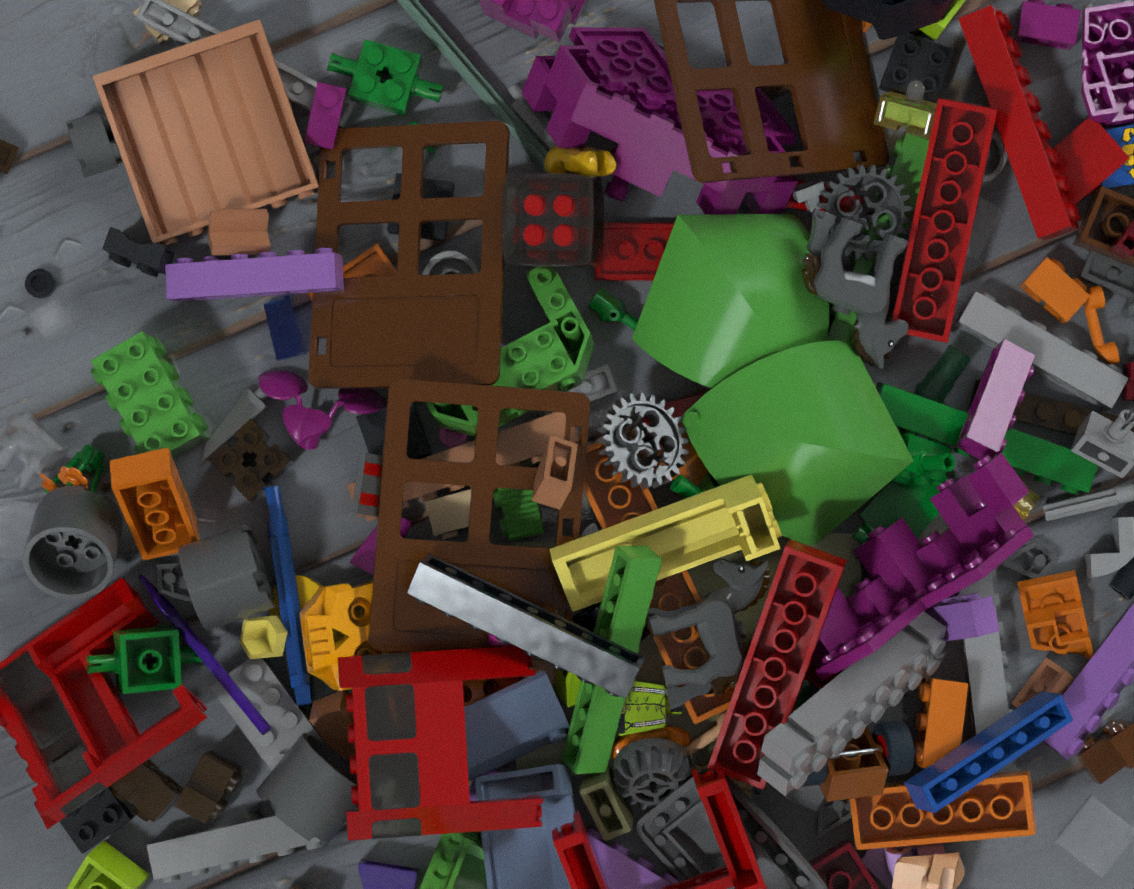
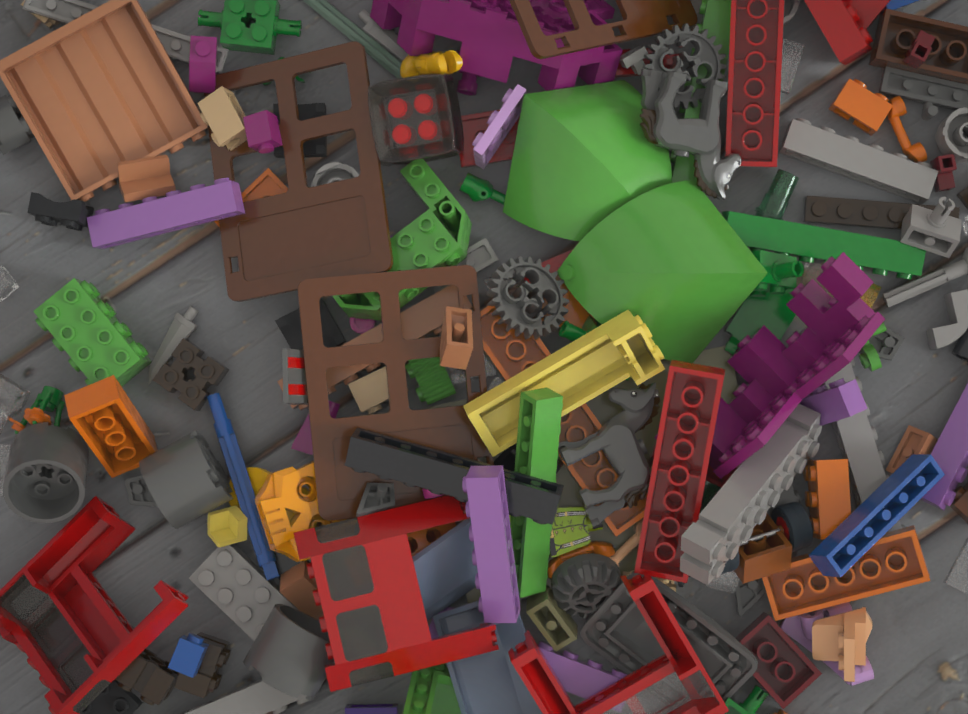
camera: 10 degrees left, 0 degrees up
(131, 646) = (114, 555): green brick -> none
(197, 772) = (188, 655): none -> blue brick
(207, 658) = (146, 521): dark purple piece -> none
(284, 328) = (200, 255): clear blue panel -> none
(308, 424) = (234, 334): magenta plant -> none
(340, 181) = (224, 117): none -> tan brick
(379, 203) = (262, 131): none -> magenta brick
(435, 635) = (376, 498): none -> dark grey piece
(555, 708) = (492, 543): none -> medium lavender brick
(643, 243) = (499, 126): none -> lavender plate
(996, 400) = (828, 209): brick -> none
(1014, 572) = (869, 357): none -> bright green plate
(1055, 614) = (911, 386): orange slope -> none

